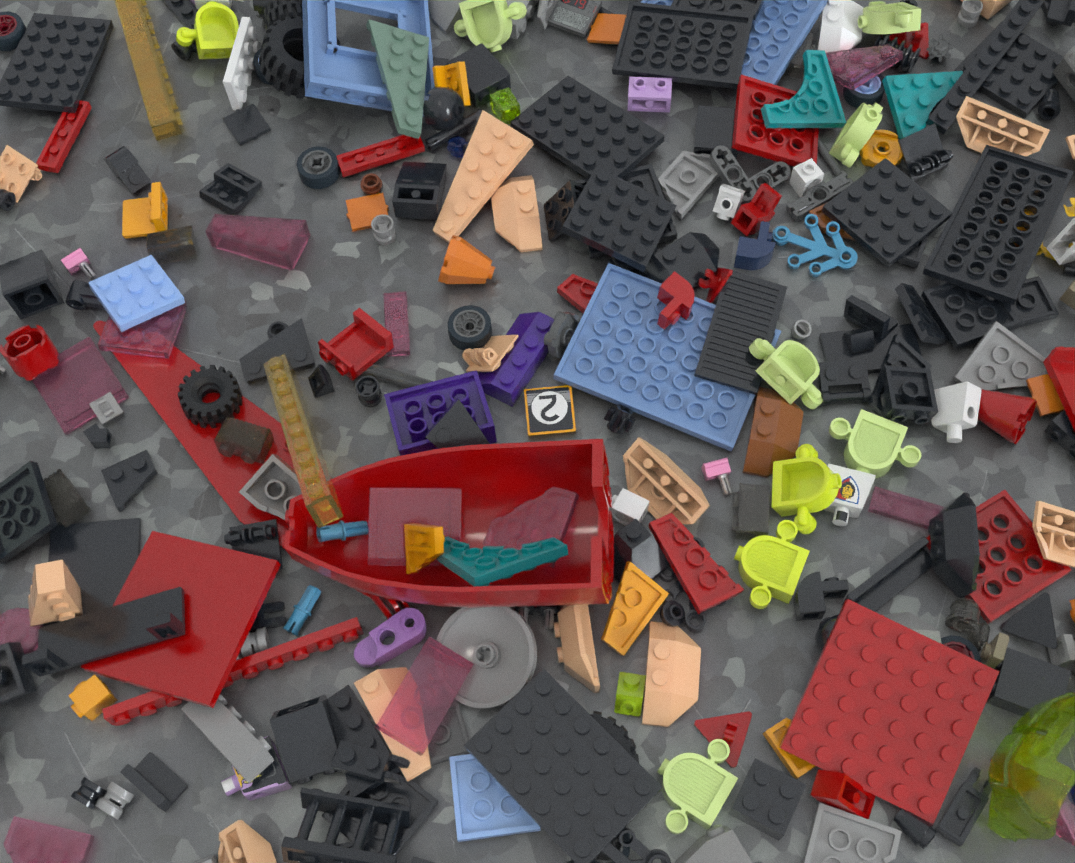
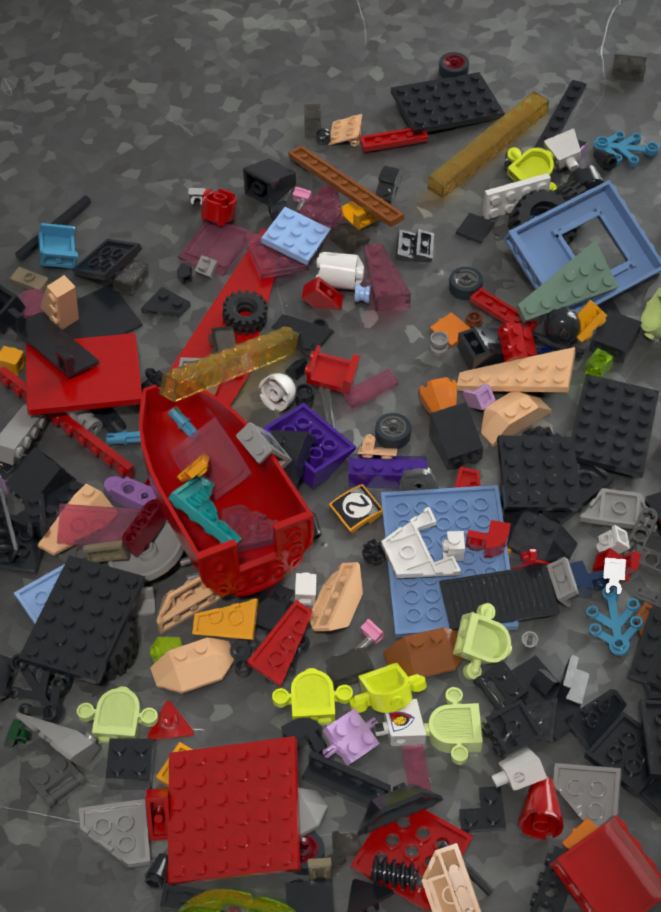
camera: 60 degrees right, 10 degrees down
(105, 208) = (346, 186): none -> dark orange plate
(114, 246) = (324, 207): none -> clear pink plate
(220, 273) = (340, 270): none -> white cylinder
(237, 309) = (322, 295): none -> red slope
(264, 268) = (362, 293): none -> light blue wheel
(347, 414) = (277, 391): none -> white cylinder
(437, 159) = (516, 341): none -> red plate
(451, 634) = (144, 527): none -> dark red beam
(458, 453) = (262, 444): none -> light grey panel
(466, 702) = (105, 551): none -> dark tan plate
(483, 228) = (480, 397): none -> lavender panel
(521, 272) = (455, 436): none -> black slope
(648, 384) = (409, 553): none -> white wing
(666, 337) = (454, 545): none -> white brick
(754, 263) = (563, 580): none -> light grey panel
(772, 215) = (614, 570): none -> plate
(843, 549) = (350, 737): none -> lavender plate
(982, 466) = (488, 817): none -> black plate
(1028, 581) = (394, 874): none -> black piece
(1029, 515) = (475, 877): none -> black bar

